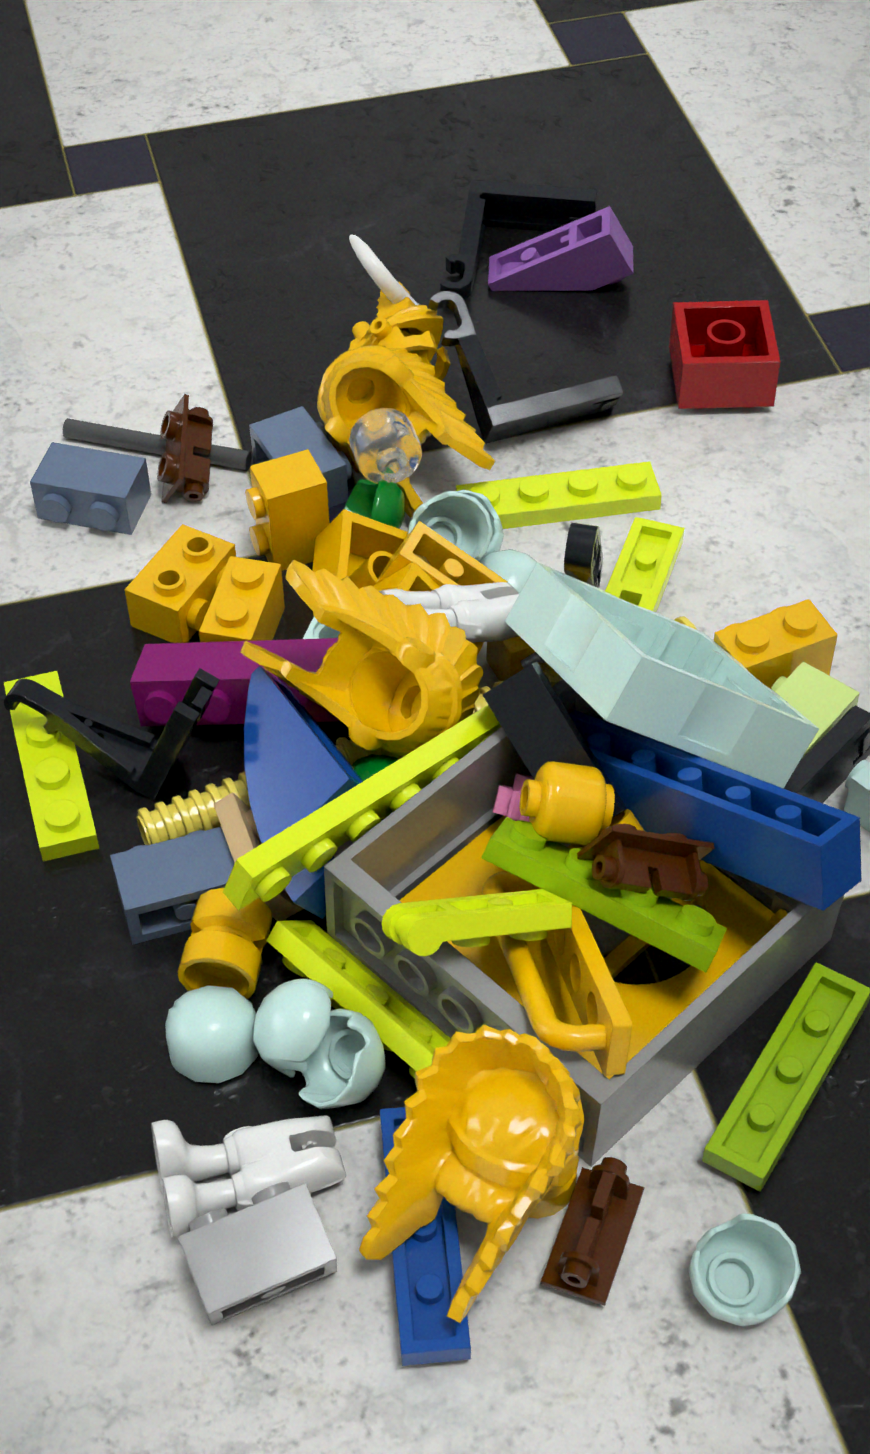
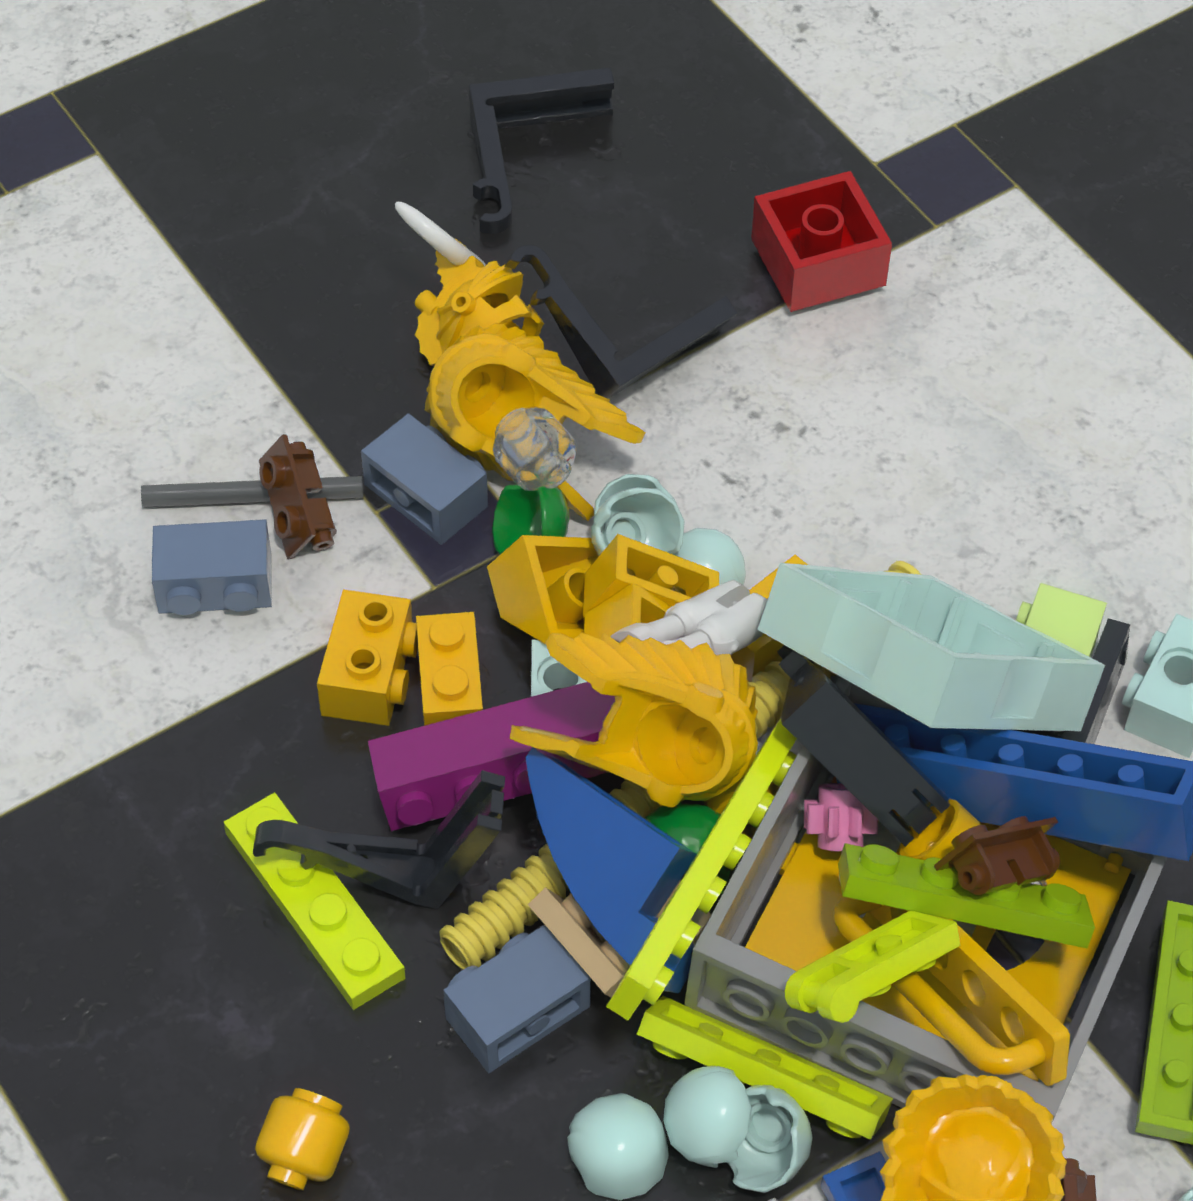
camera: 20 degrees left, 5 degrees up
(225, 944) = (595, 1050): yellow wheel -> none
(288, 508) = (451, 543): yellow brick -> none
(568, 258) = (603, 158): medium lavender slope -> none
(568, 802) = (906, 815): yellow head -> none
(571, 494) = (719, 442): neon yellow plate -> none
(584, 554) = (787, 528): black beam -> none
(646, 563) = (833, 511): neon yellow plate -> none
(781, 641) = (1008, 566): yellow brick -> none

